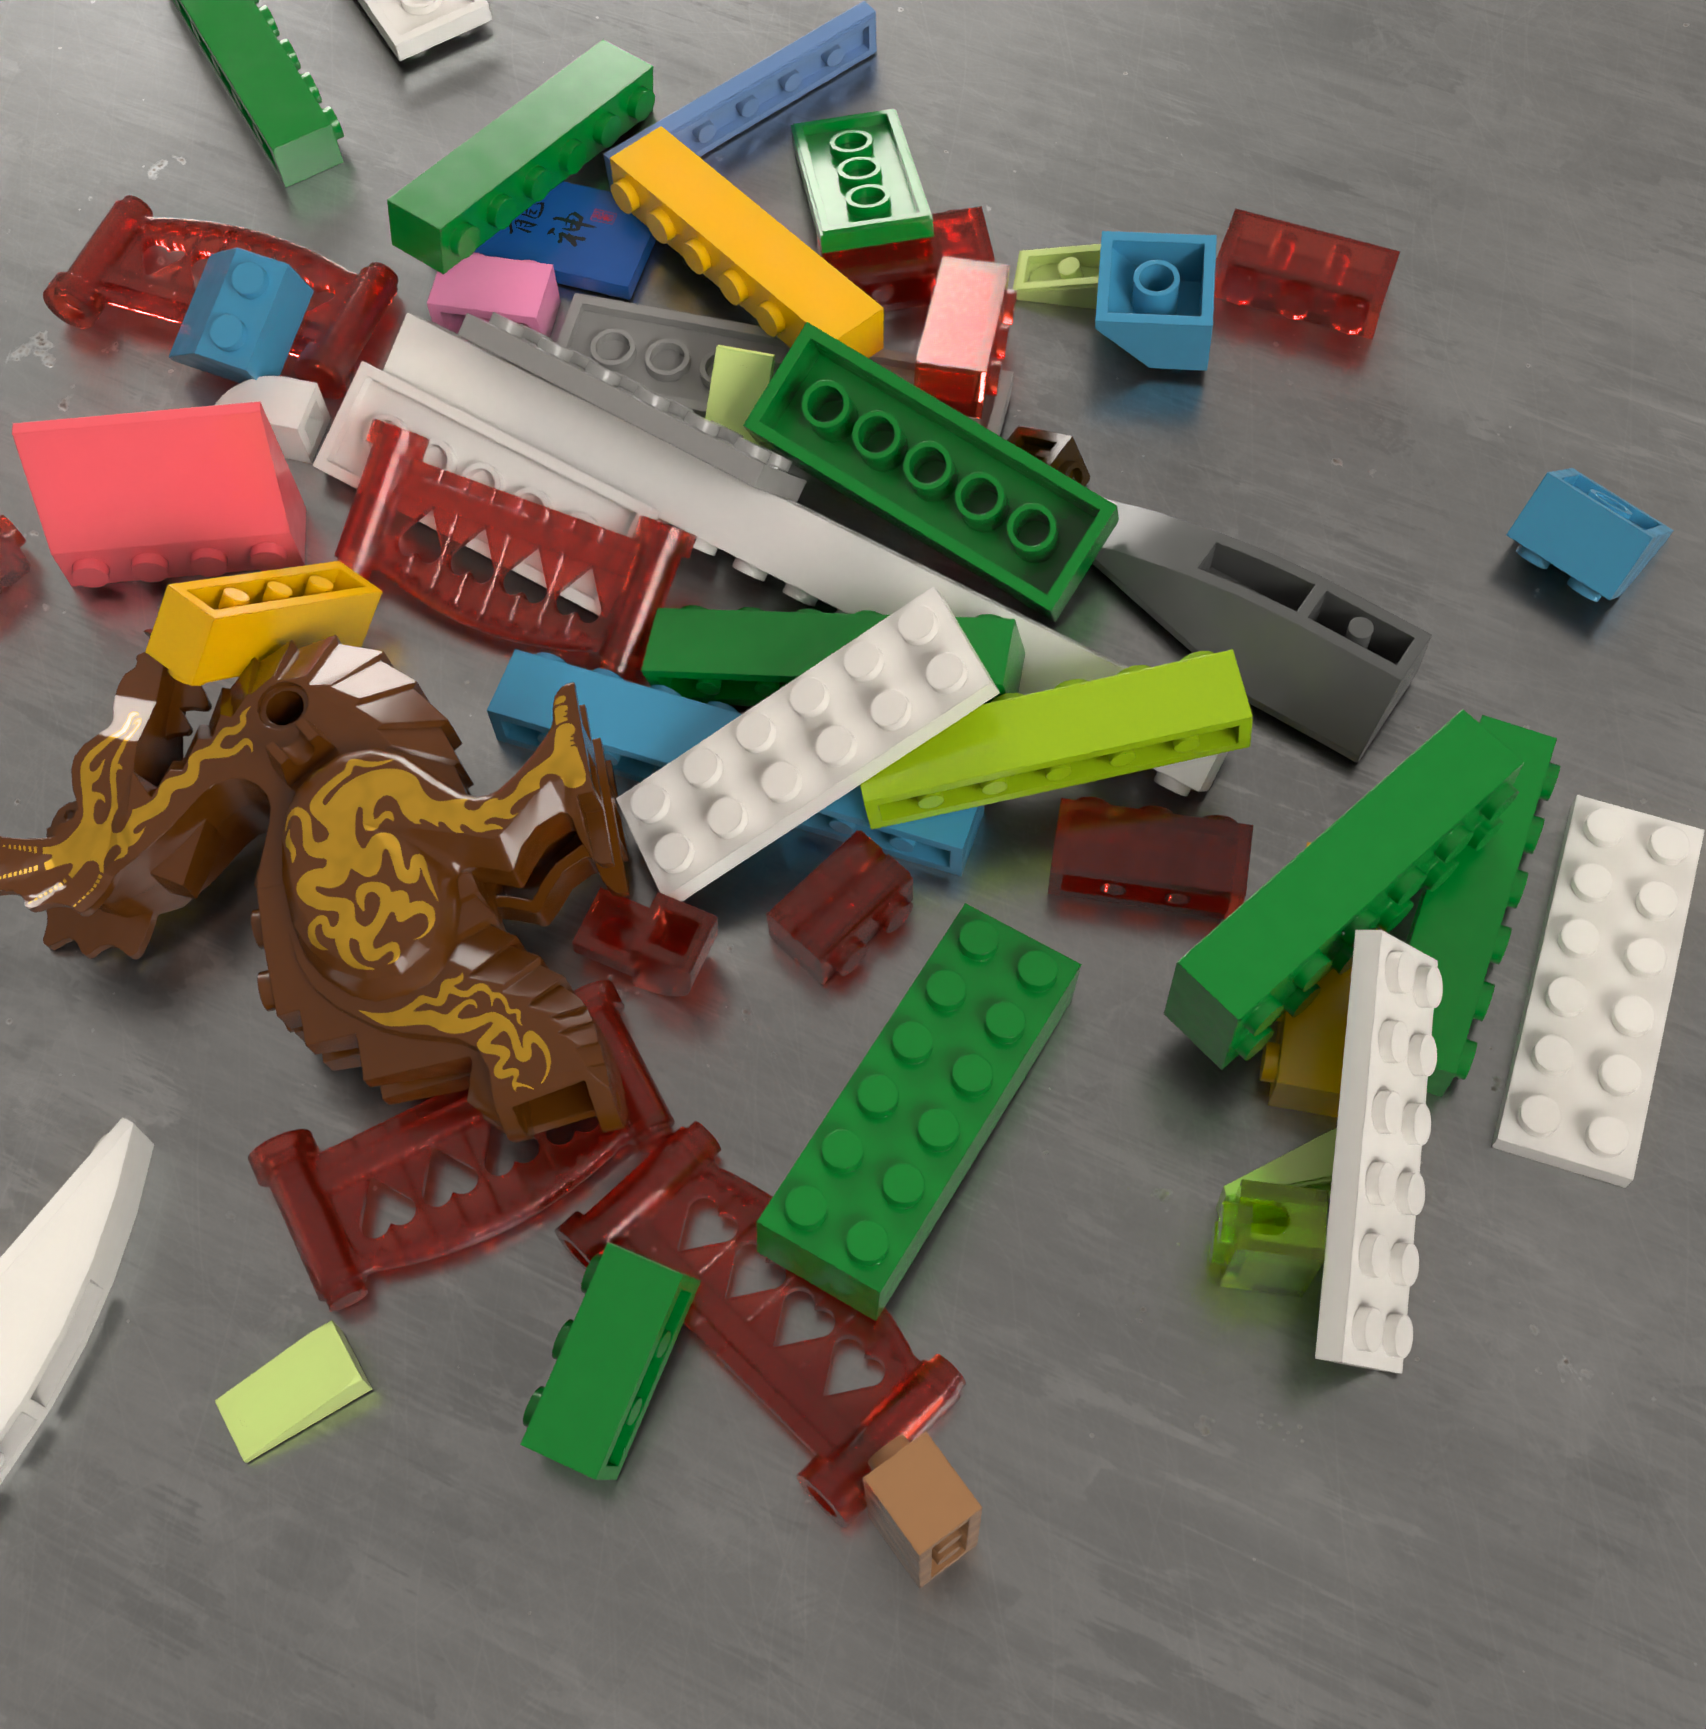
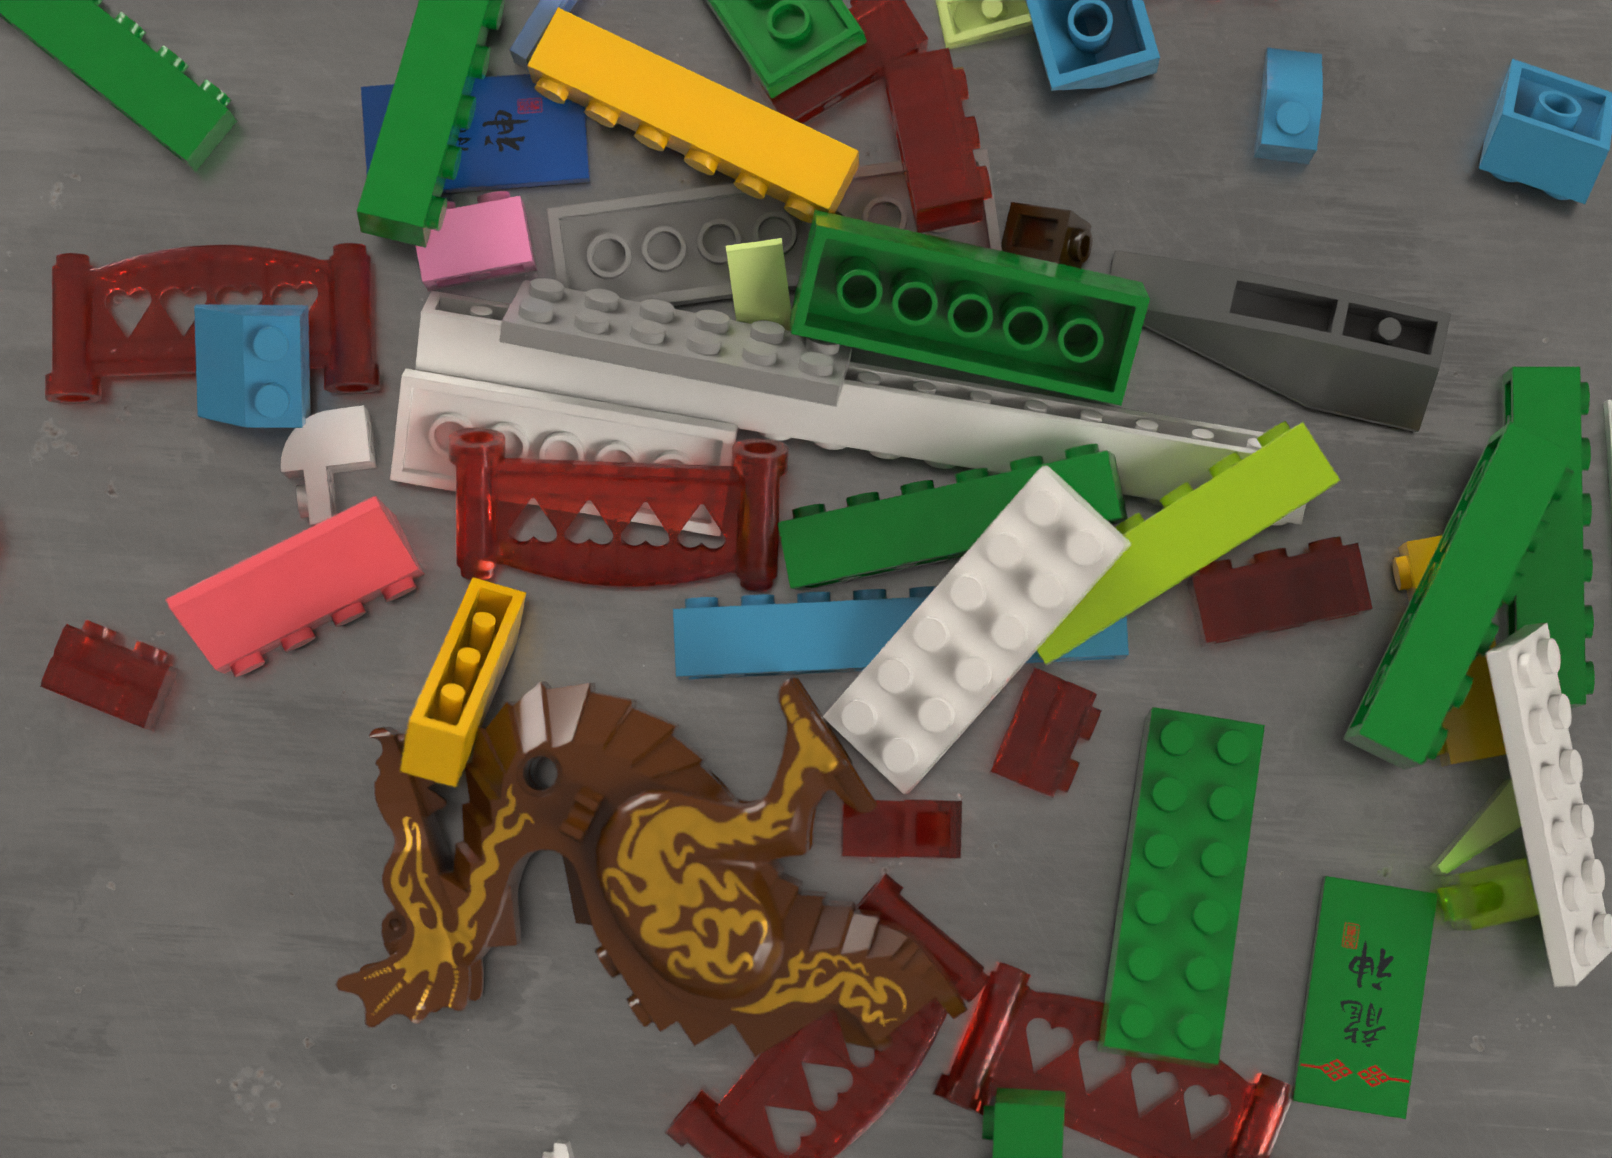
camera: 20 degrees left, 20 degrees up
(1086, 1319) = (1364, 997): none -> green tile
(1324, 437) = (1289, 106): none -> dark azure slope

